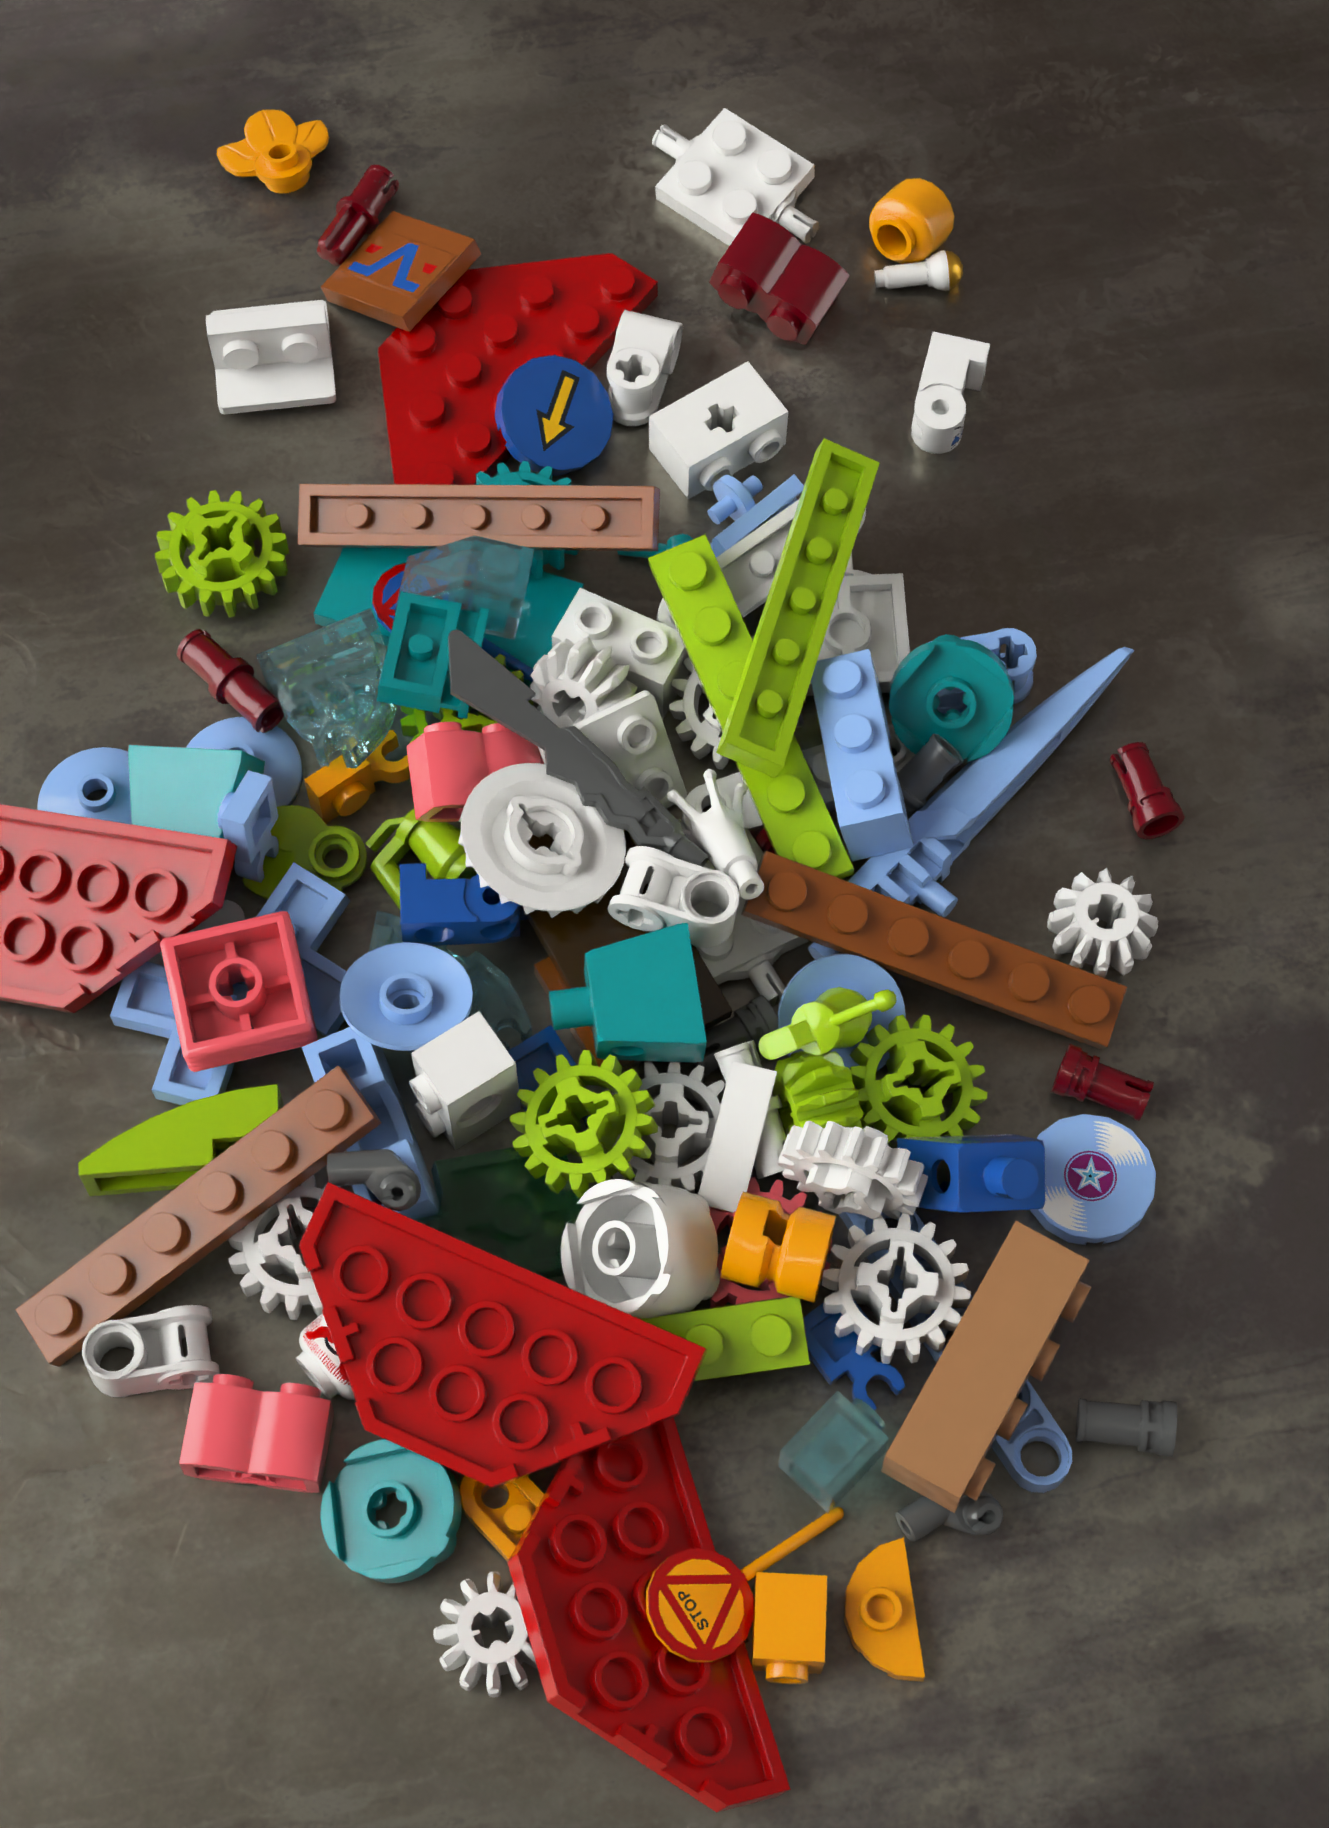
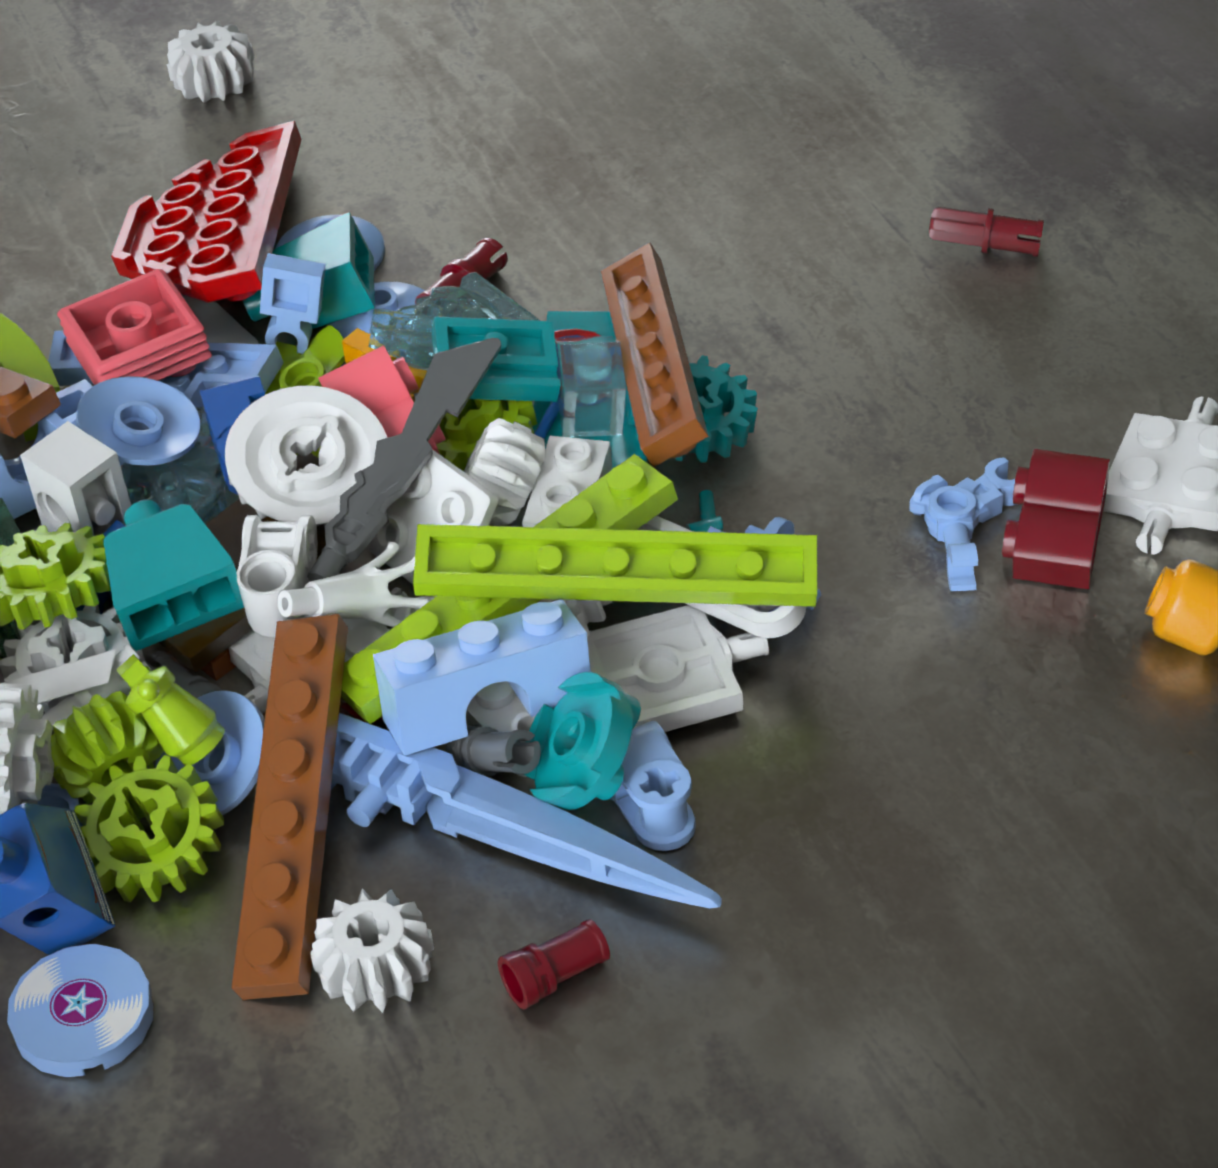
camera: 80 degrees right, 20 degrees down
(222, 553) = (581, 239): lime gear -> none
(272, 356) = (807, 216): white bracket -> none
(275, 150) = (1023, 170): light orange plate -> none
(401, 270) = (934, 268): dark orange tile -> none
(494, 319) = (876, 362): red plate -> none
(554, 414) = (818, 400): blue tile -> none
(640, 365) = (911, 447): white piece -> none
(718, 430) = (860, 519): white brick -> none
(723, 351) = (957, 510): none -> light blue piece
(939, 404) = (991, 684): white leg -> none
(941, 271) = (1154, 654): white piece -> none
(1087, 1078) = (191, 979): dark red pin -> none

